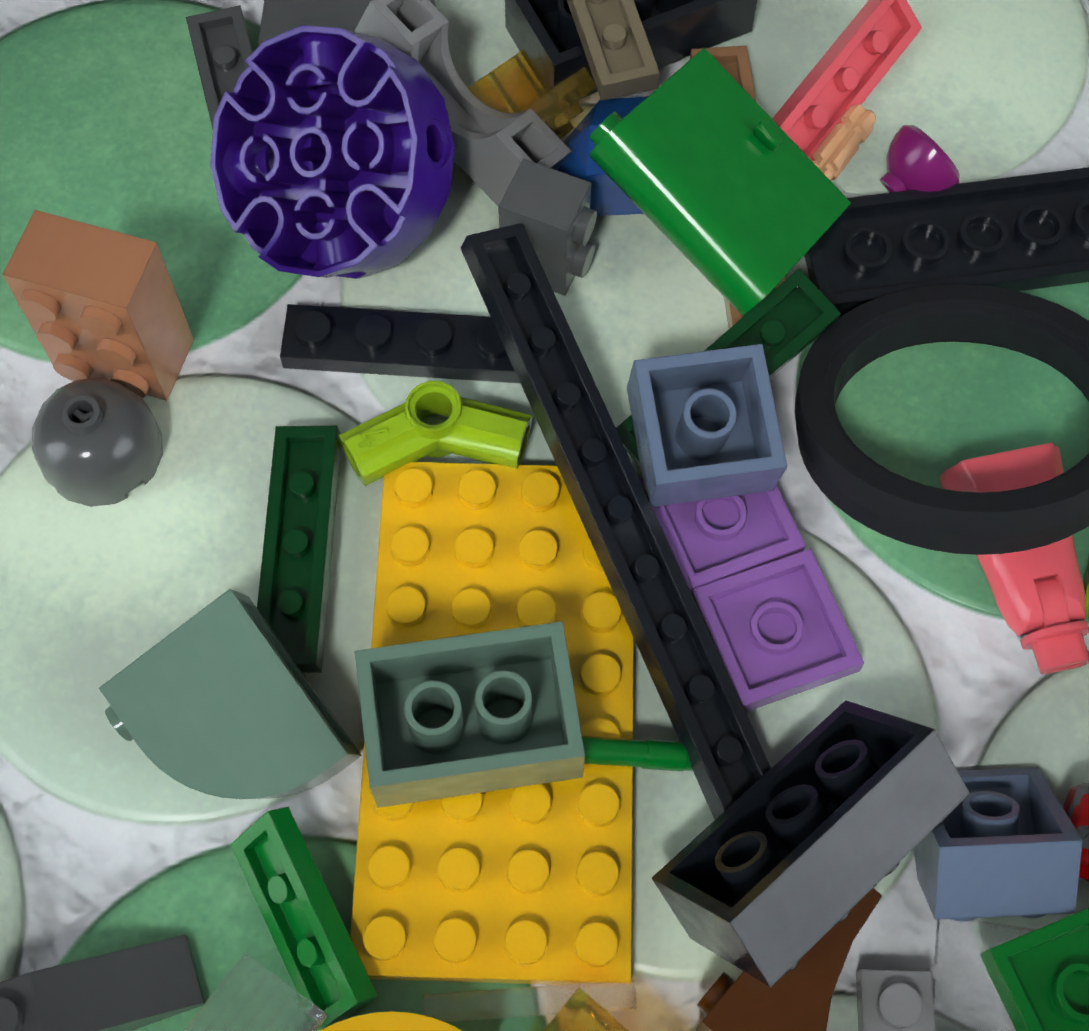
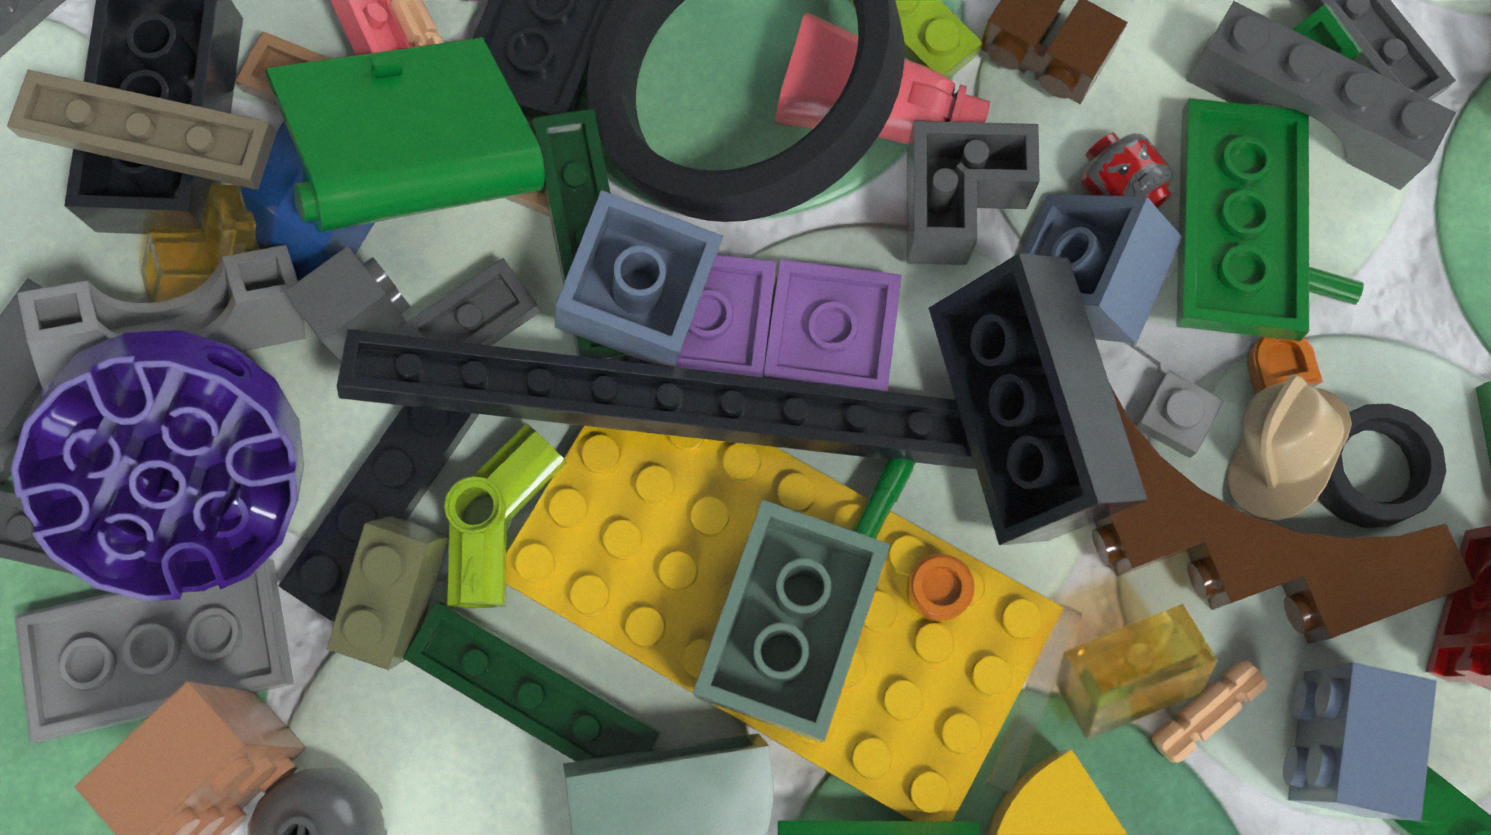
camera: 60 degrees left, 10 degrees up
(215, 272) = (125, 656): none -> light grey tile
(325, 379) = (387, 591): none -> olive brick
(581, 845) = (940, 587): none -> orange tile
(607, 328) = (478, 310): none -> dark grey plate
(995, 657) = (963, 169): none -> dark grey brick

